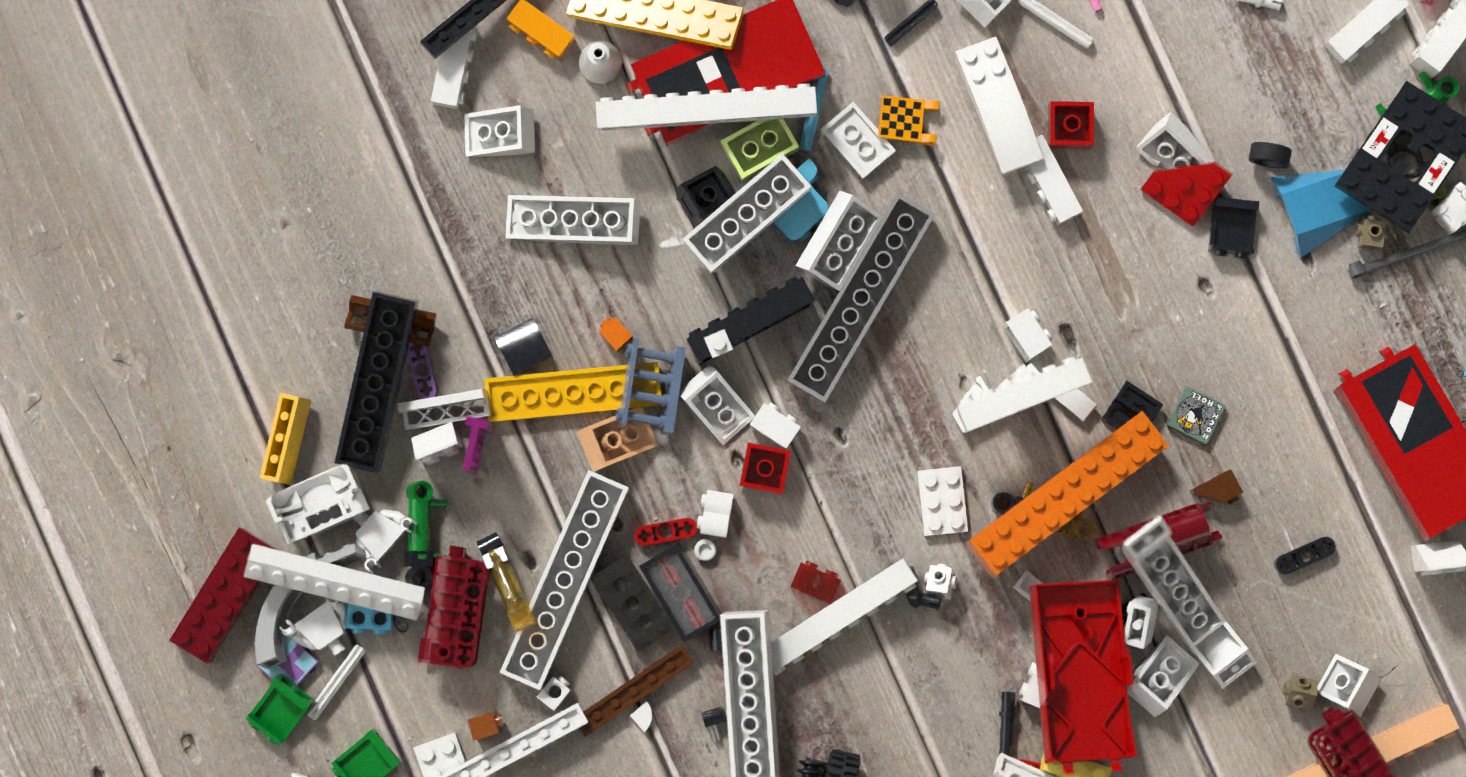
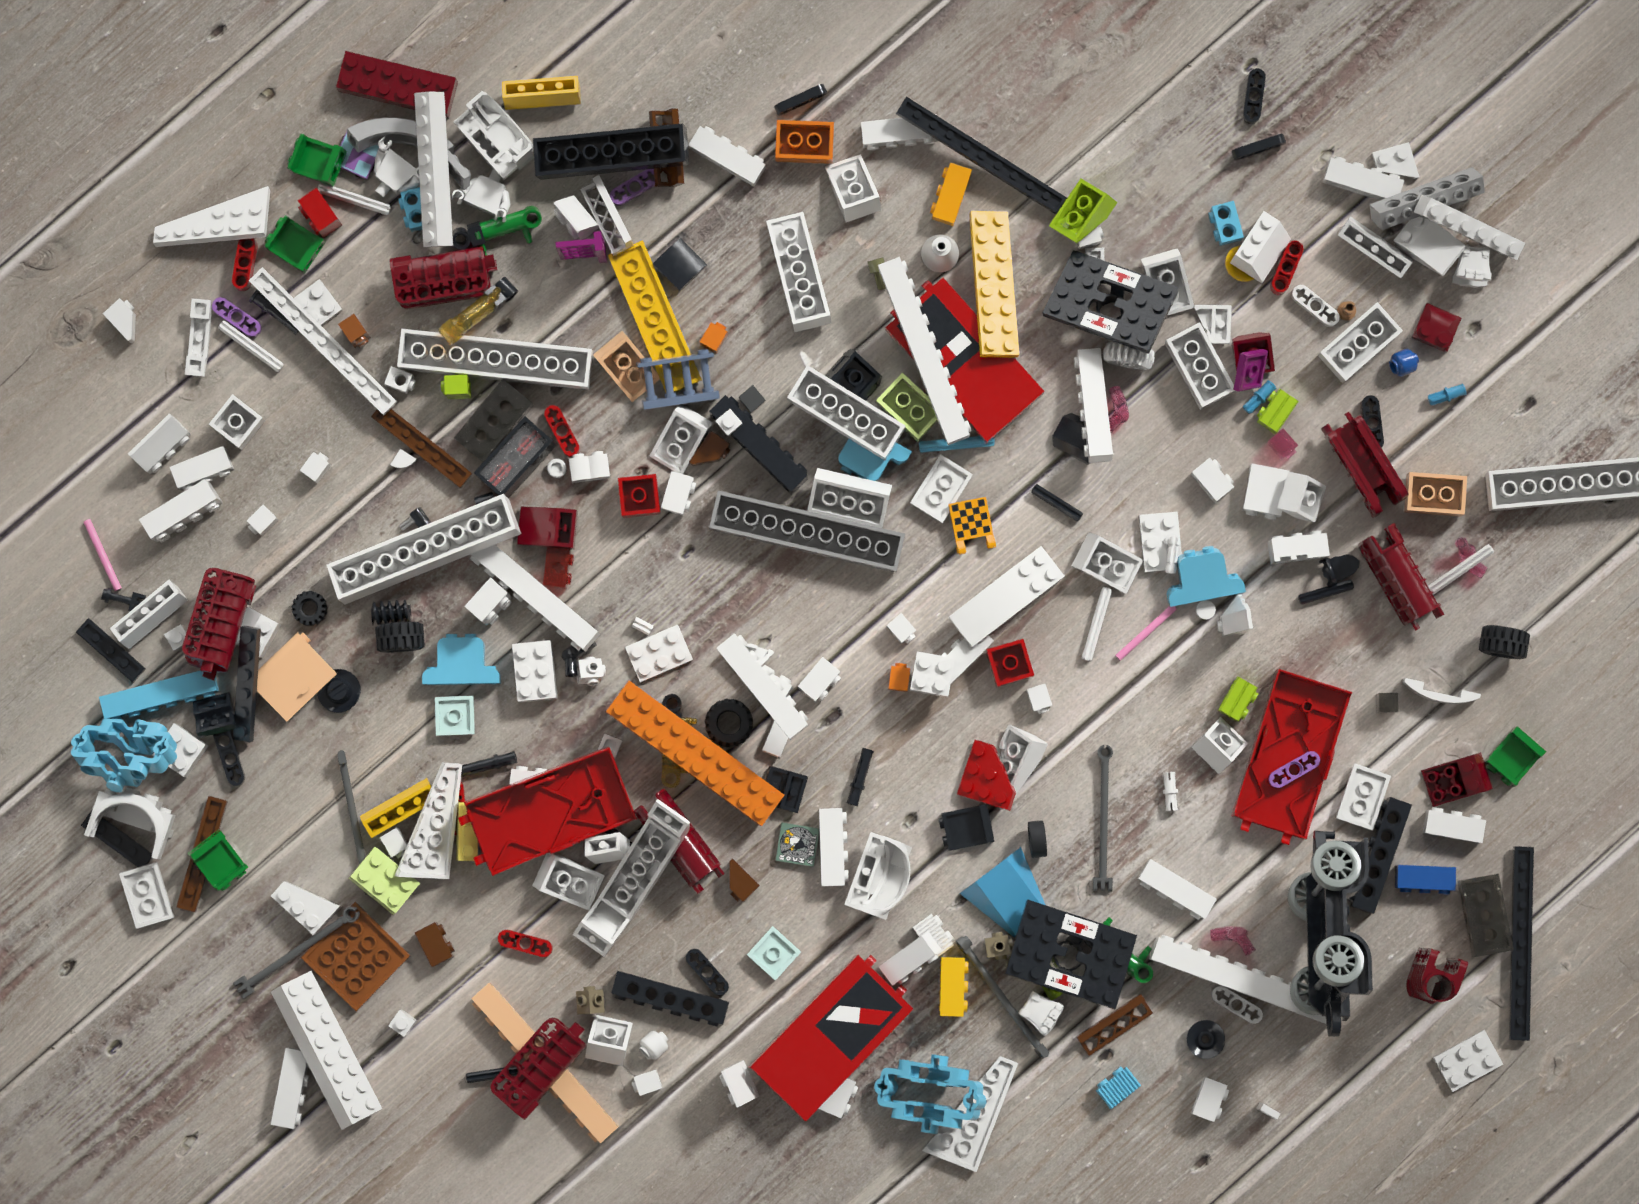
camera: 75 degrees right, 0 degrees up
(340, 724) = (317, 209): none -> red brick
(384, 159) = (800, 99): none -> black beam
(420, 258) = (727, 156): none -> white brick
(432, 168) = (804, 141): none -> orange brick
(582, 632) = (456, 386): none -> lime brick
(592, 135) = (873, 267): none -> olive piece
(695, 314) = (751, 398): none -> dark grey slope
(738, 375) = (711, 450): none -> reddish brown slope
(768, 579) = (548, 527): none -> dark red slope
(832, 668) = (489, 602): none -> white piece
(887, 720) = (461, 663): none -> medium azure brick
(907, 510) = (642, 626): none -> white piece
(921, 642) = (534, 671): none -> white brick
(942, 745) = (454, 715): none -> light aqua plate
(997, 230) = (902, 629): none -> white brick
(1049, 249) = (899, 677): none -> orange brick
(1060, 210) = (932, 674): none -> white brick
(1061, 441) = (717, 710): none -> black tyre
(1117, 106) = (1039, 698): none -> white brick
(1144, 325) = (860, 776): none -> black pin
(1211, 378) = (832, 847): none -> white brick
(1212, 761) = (512, 934): none -> red beam
(1261, 334) = (880, 876): none -> white piece
(1306, 477) = (774, 953): none -> light aqua plate
(1330, 100) = (1103, 822): none -> dark grey hinge
(1339, 299) = (933, 926): none -> white brick
(1346, 553) = (719, 1006): none -> black brick
(1359, 330) = (910, 959): none -> white brick
(1368, 637) = (653, 1045): none -> white head
(1402, 294) = (953, 986): none -> yellow brick
(1406, 657) = (647, 1082): none -> white brick

